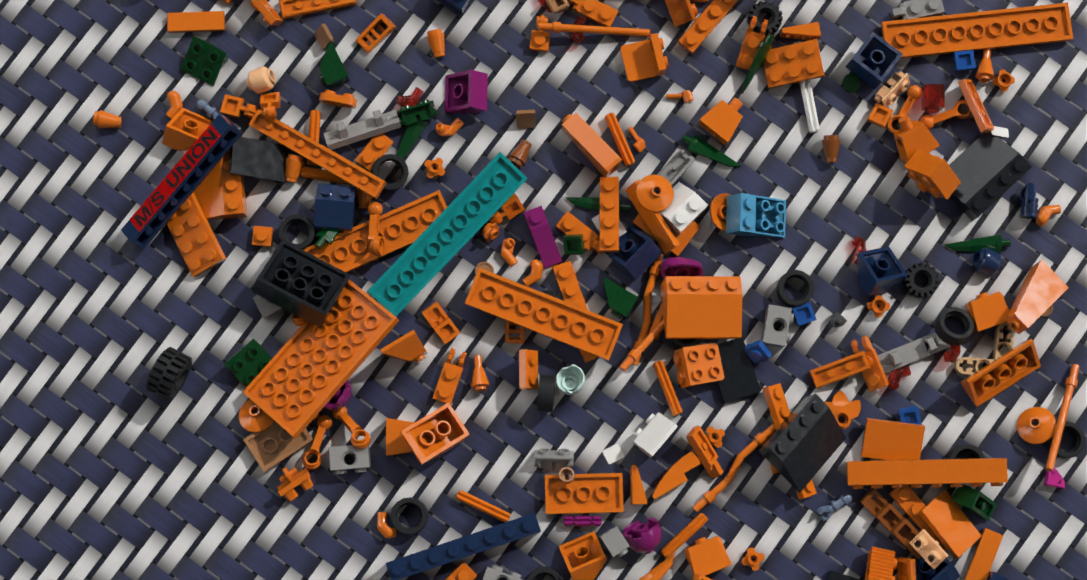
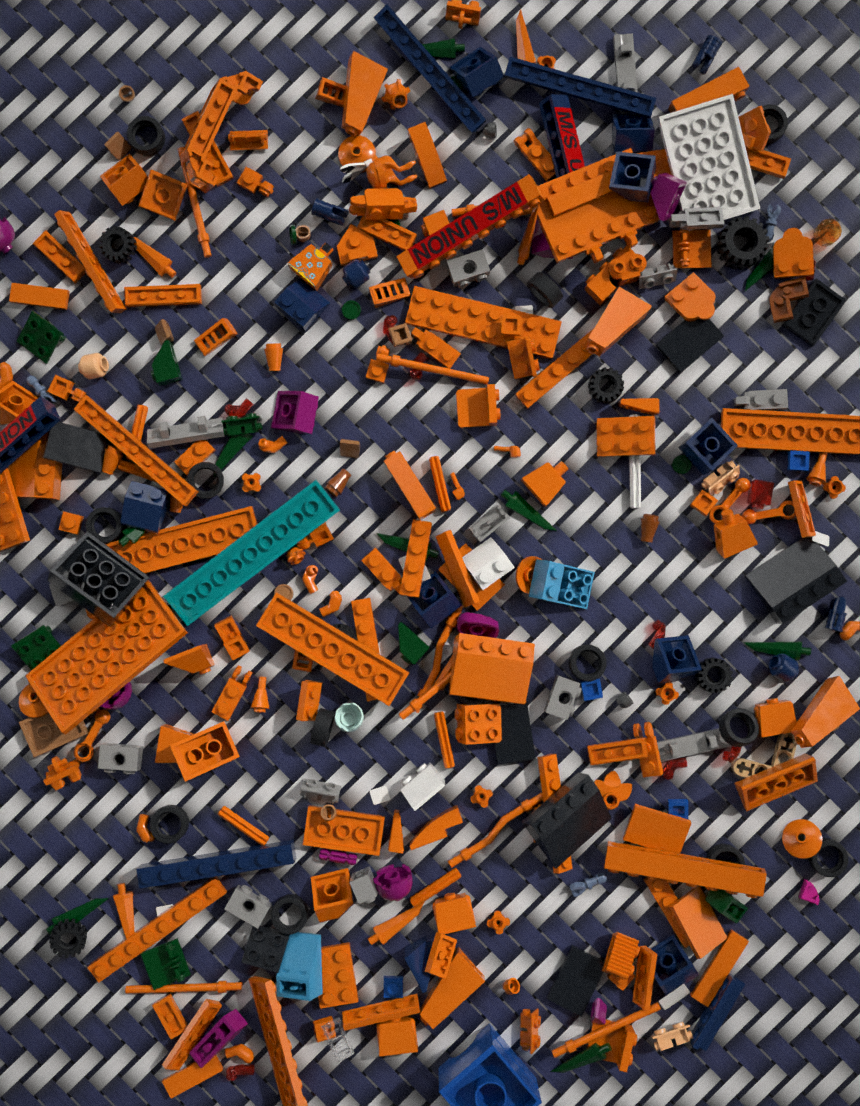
camera: 15 degrees right, 5 degrees up
(269, 103) = (96, 391): orange plate -> none
(331, 98) = (159, 395): orange plate -> none
(355, 429) = (128, 731): orange piece -> none
(377, 242) = (181, 551): orange piece -> none
(542, 236) = (346, 569): magenta slope -> none
(573, 244) = (375, 582): dark green tile -> none
(649, 199) = (455, 550): orange dish -> none
(704, 451) = (469, 810): orange hinge -> none
(751, 44) = (587, 411): orange hinge -> none
(757, 351) = (539, 720): blue plate -> none
(765, 47) = (598, 418): dark green bar -> none
(891, 520) = (644, 911): dark orange slope -> none
(929, 549) = (672, 946): light nougat hips -> none
(932, 174) = (744, 573): orange brick -> none
(1071, 384) = (844, 803): orange bar -> none

